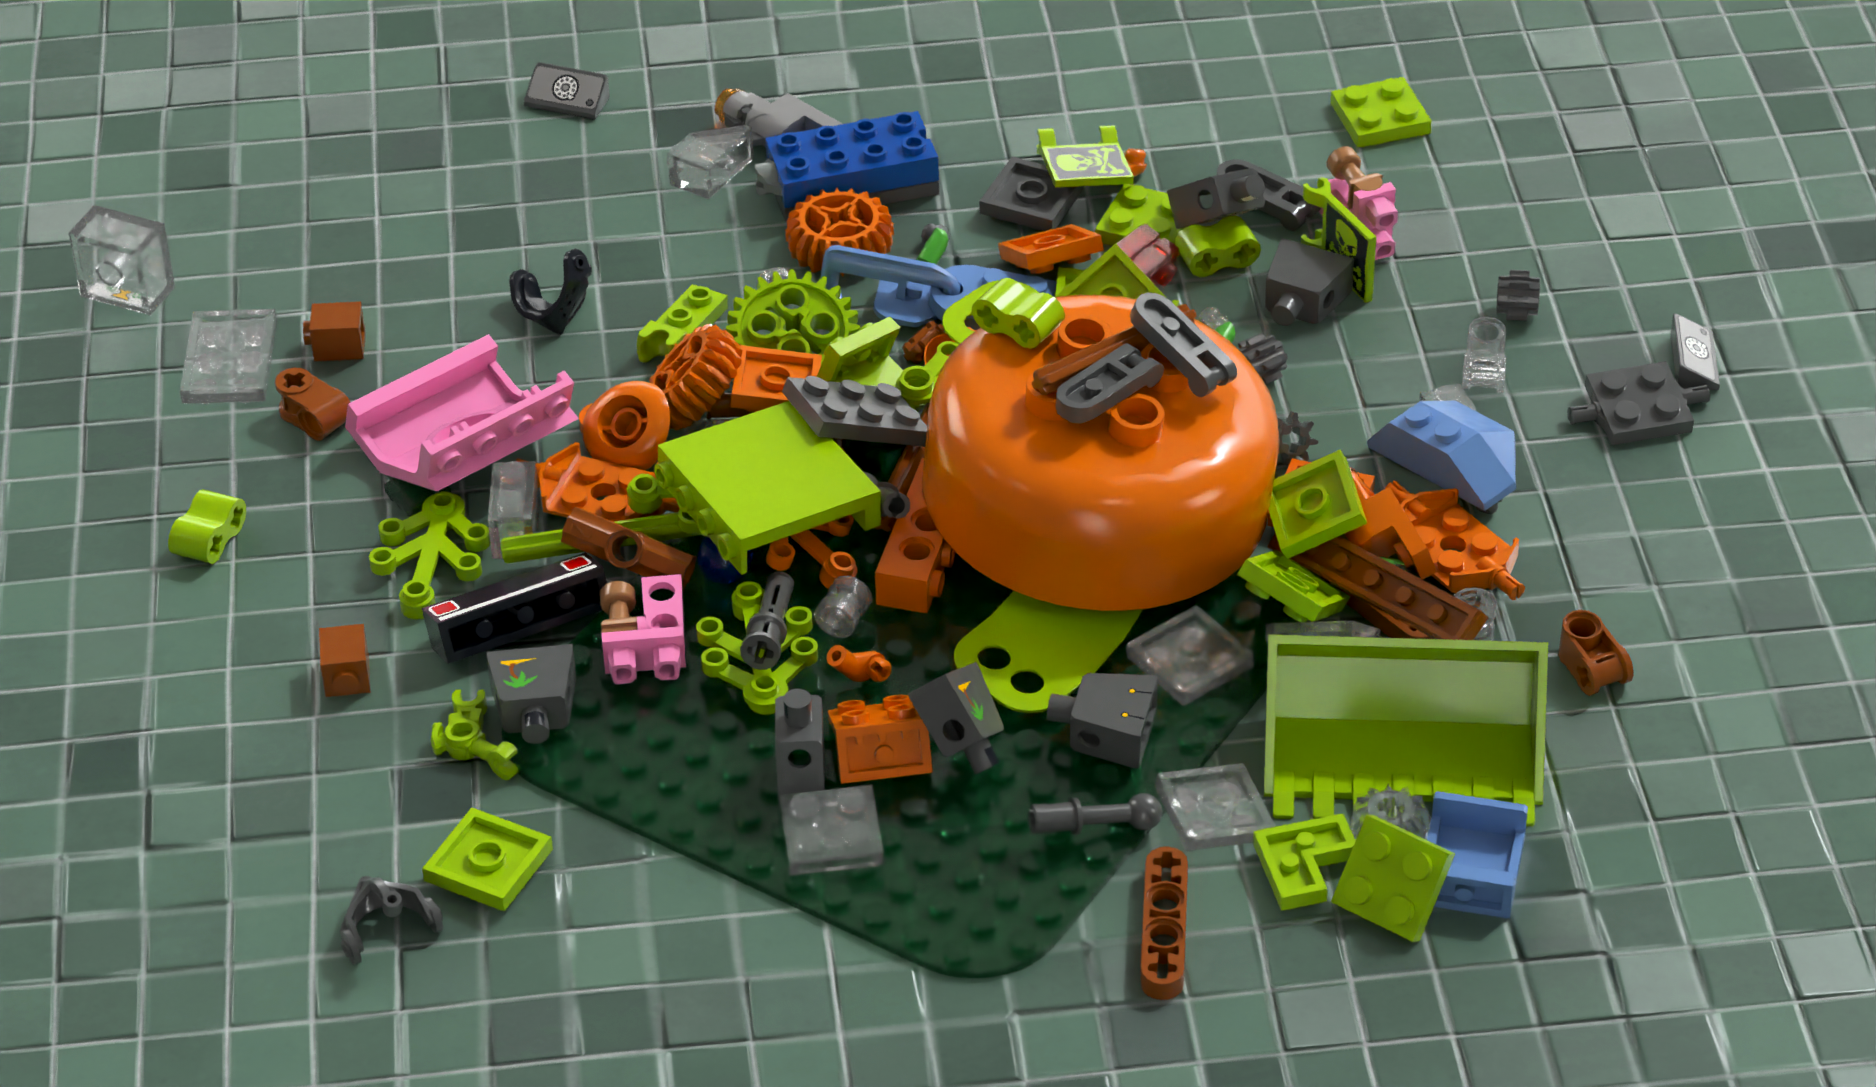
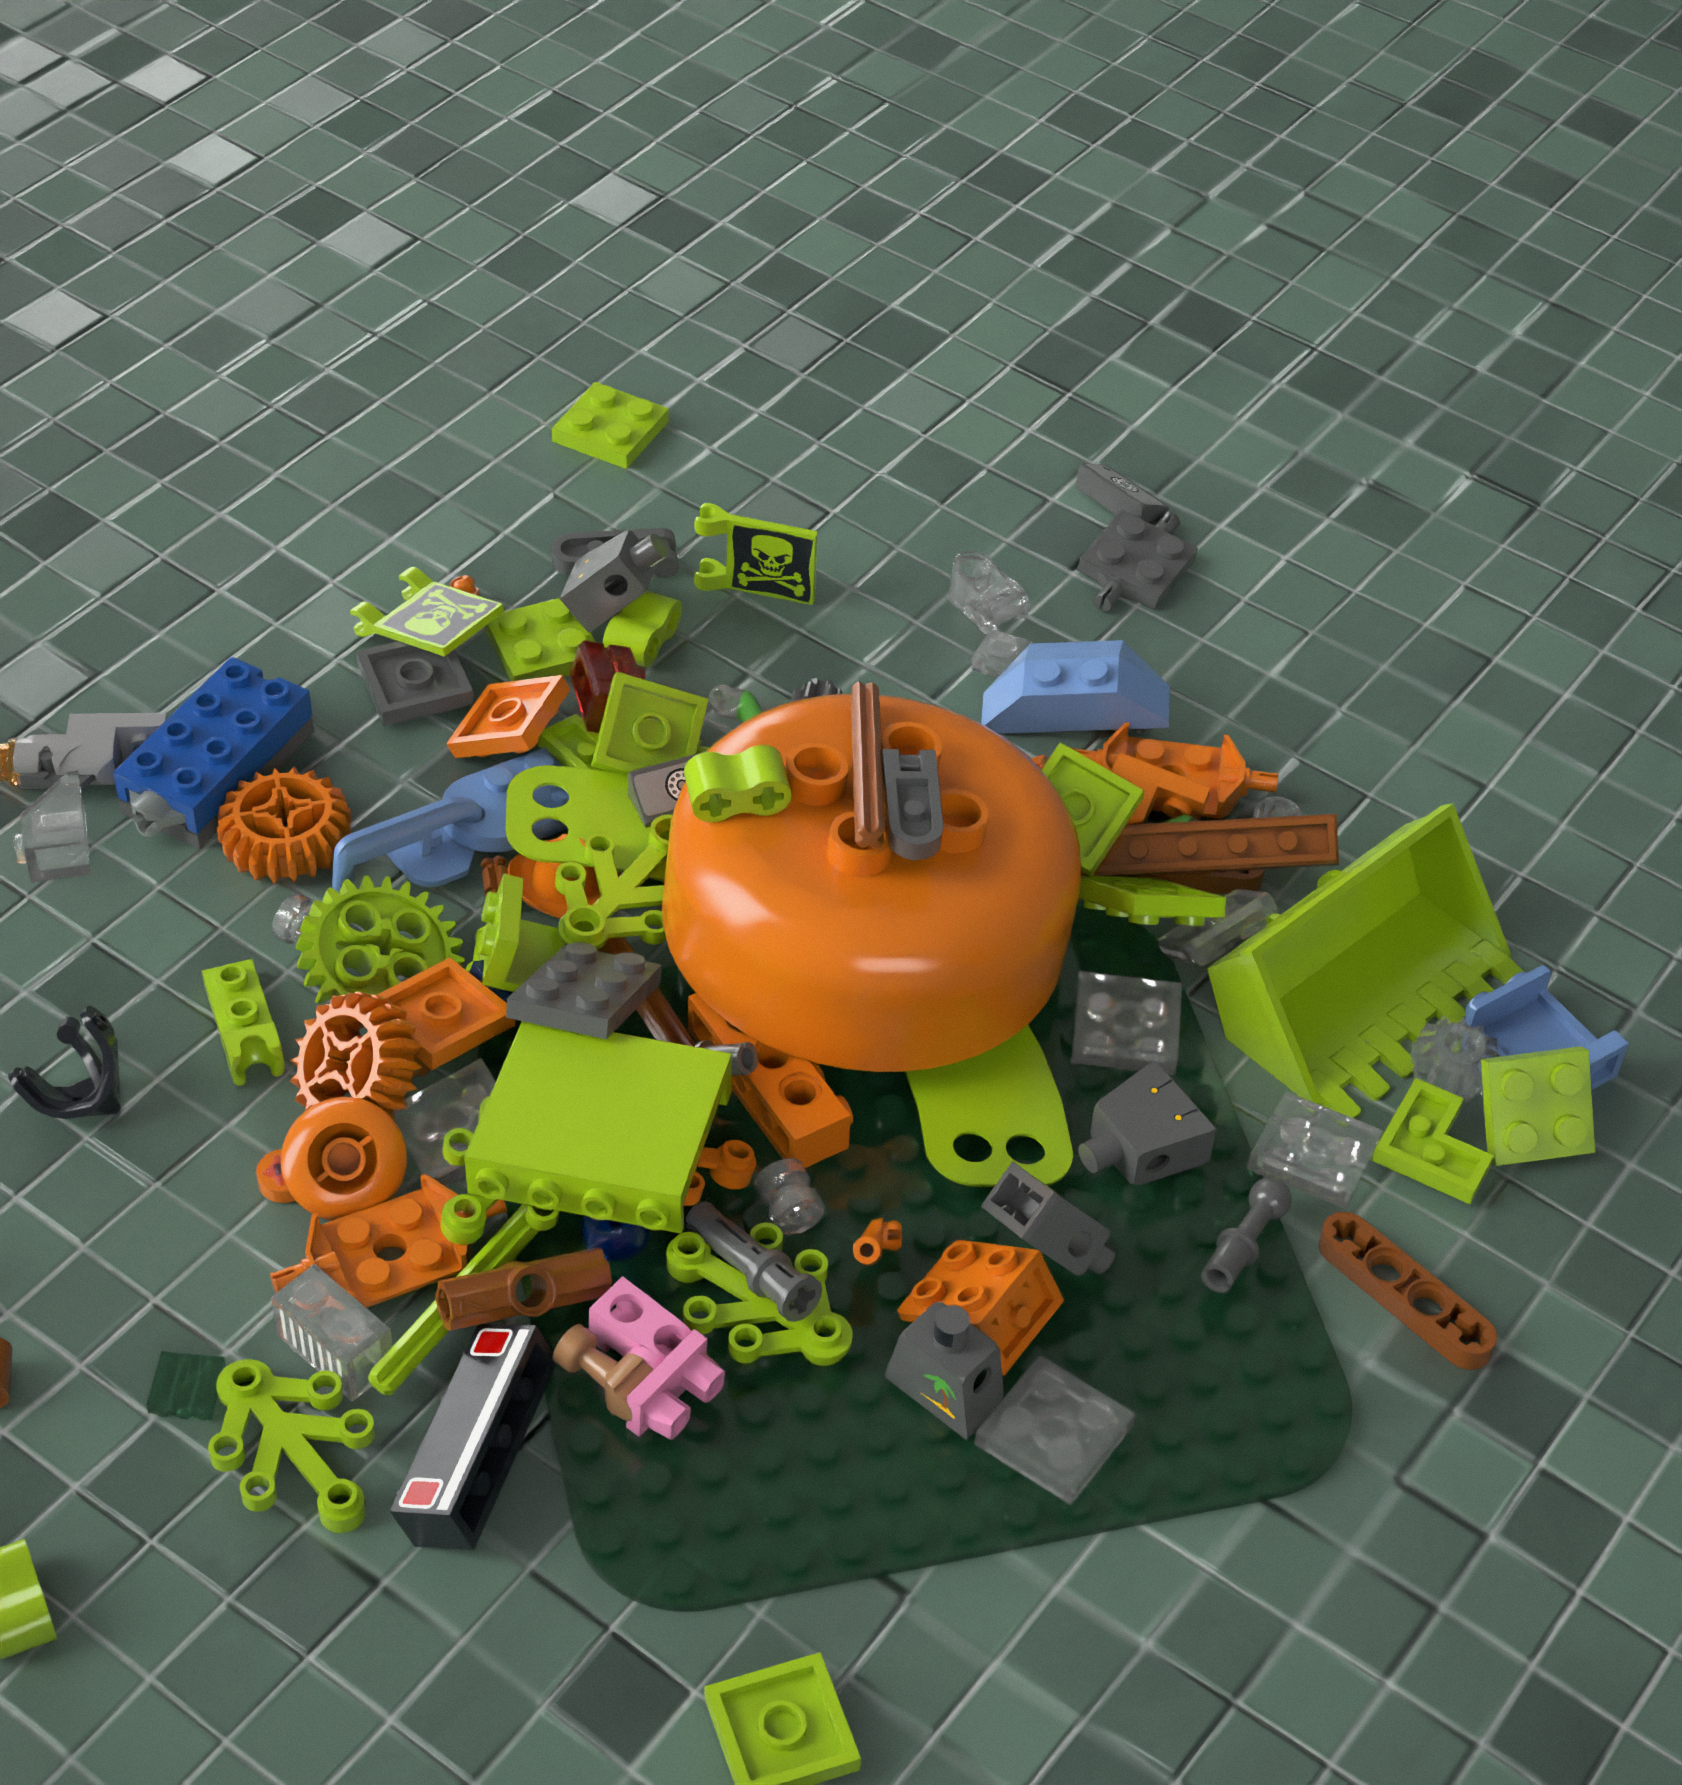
camera: 50 degrees left, 5 degrees up
(344, 660) = (363, 1632): dark orange brick -> none
(454, 417) = (167, 1284): bright pink panel -> none
(465, 737) = (585, 1615): lime piece -> none
(533, 689) = (616, 1512): dark grey torso -> none
(936, 241) = (387, 778): bright green arm -> none
(1182, 343) = (923, 719): dark grey plate -> none
(1306, 283) = (757, 616): dark grey torso -> none
(1364, 197) = (736, 496): bright pink hips -> none
(1518, 295) = (940, 521): dark grey gear -> none
(1592, 652) = (1389, 795): dark orange piece -> none

